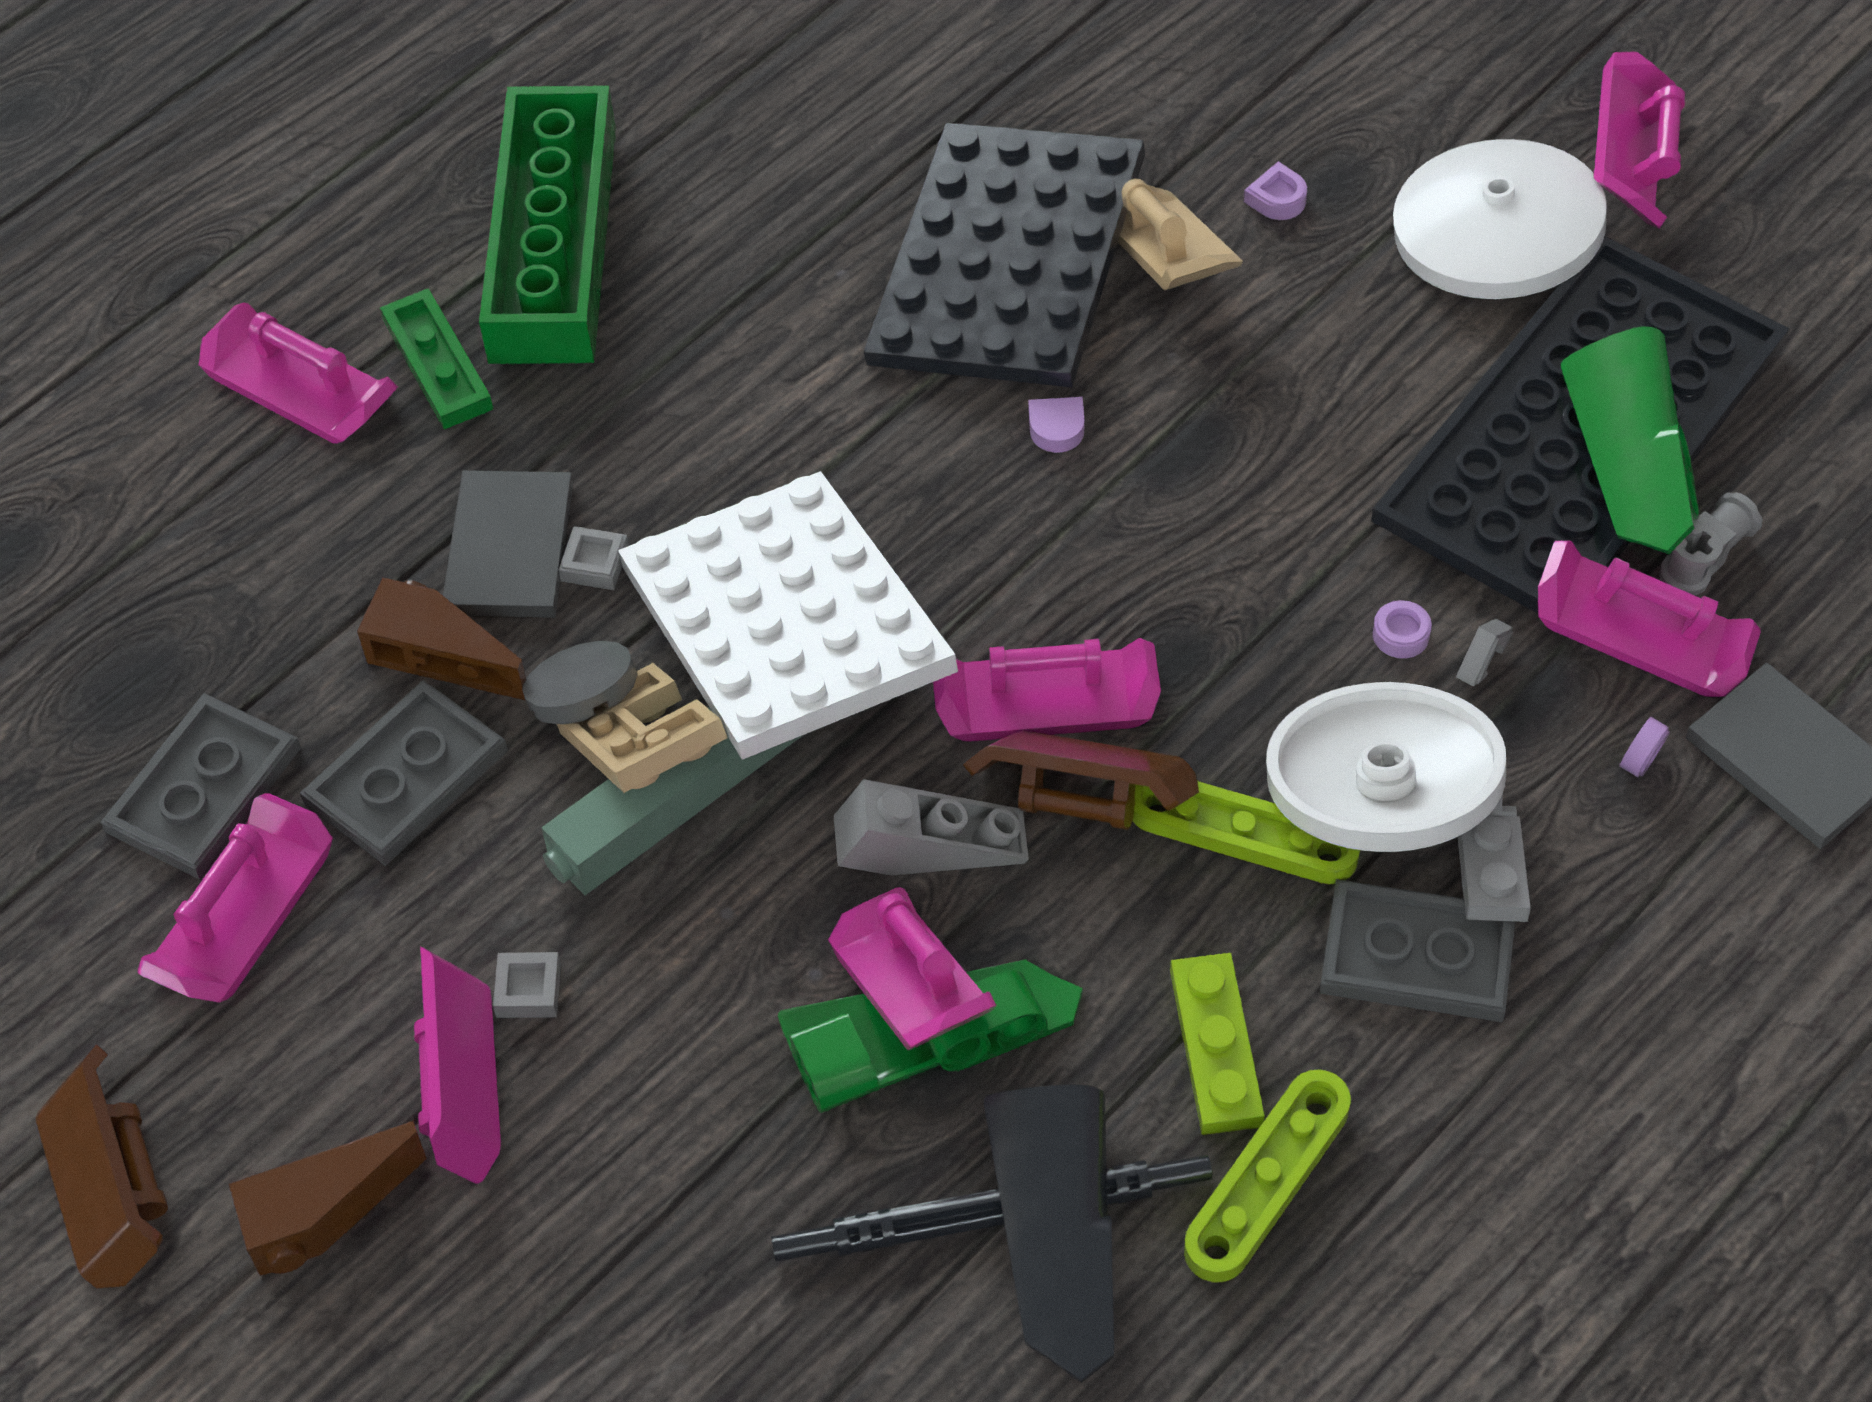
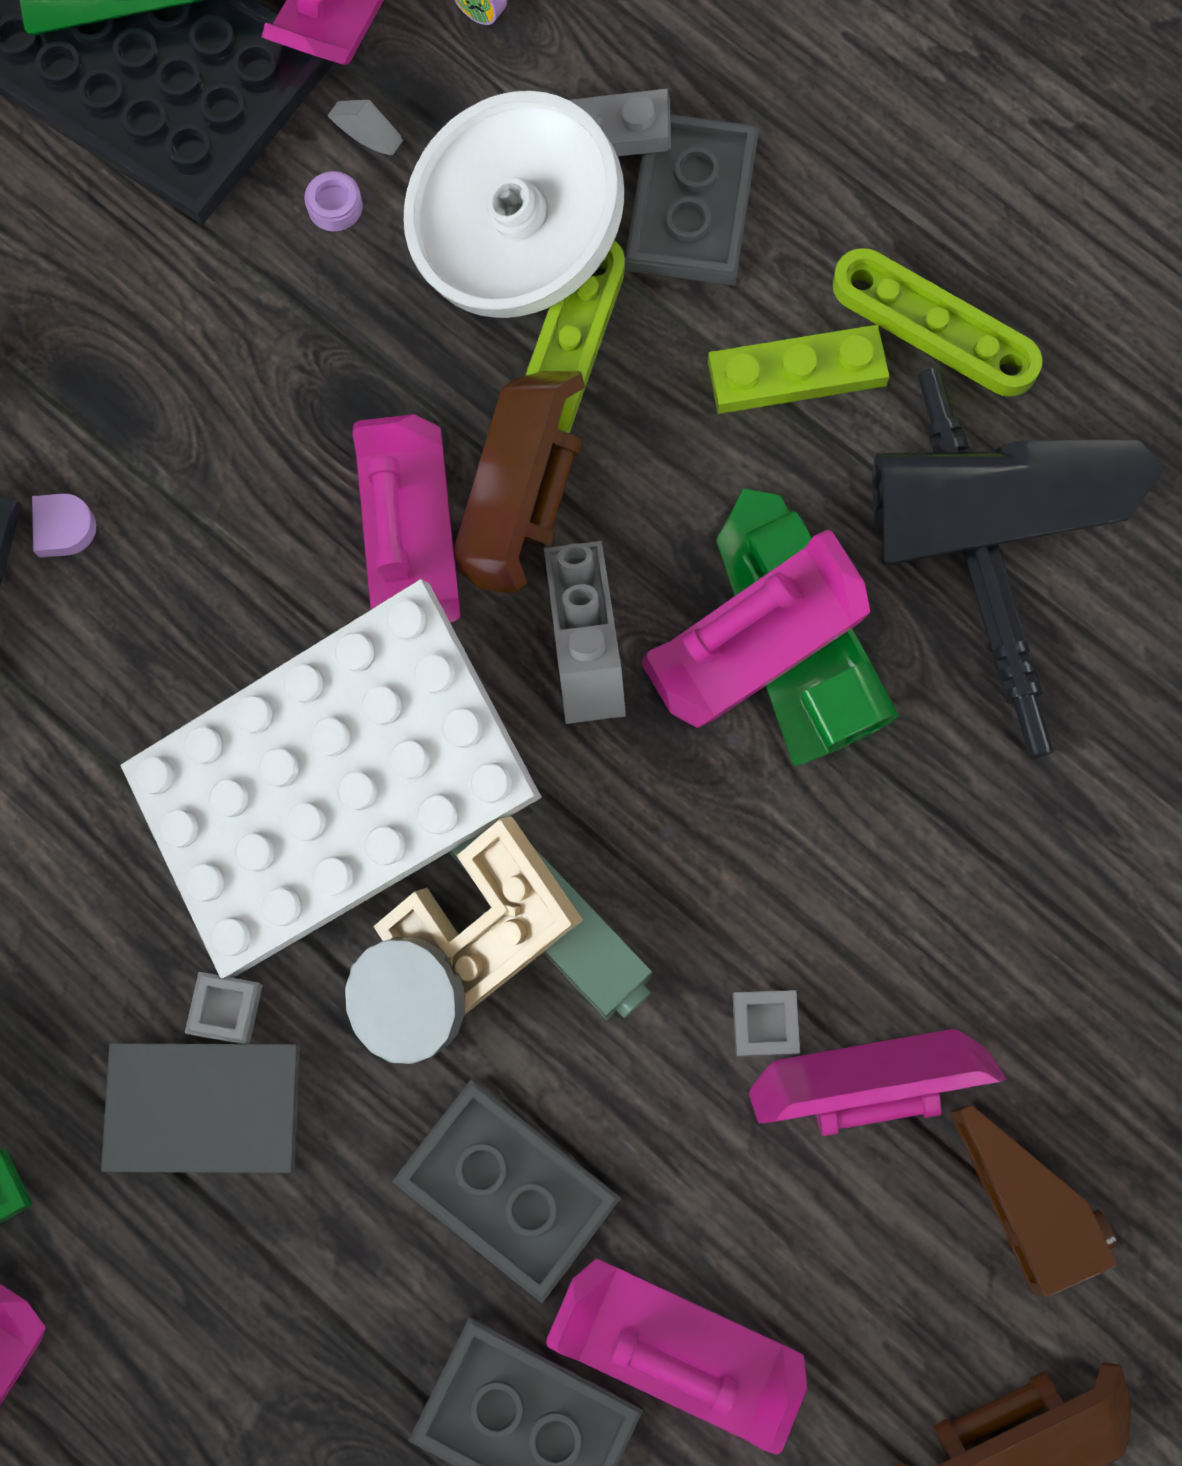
camera: 90 degrees left, 20 degrees up
(430, 637) = (336, 1180): reddish brown slope -> none

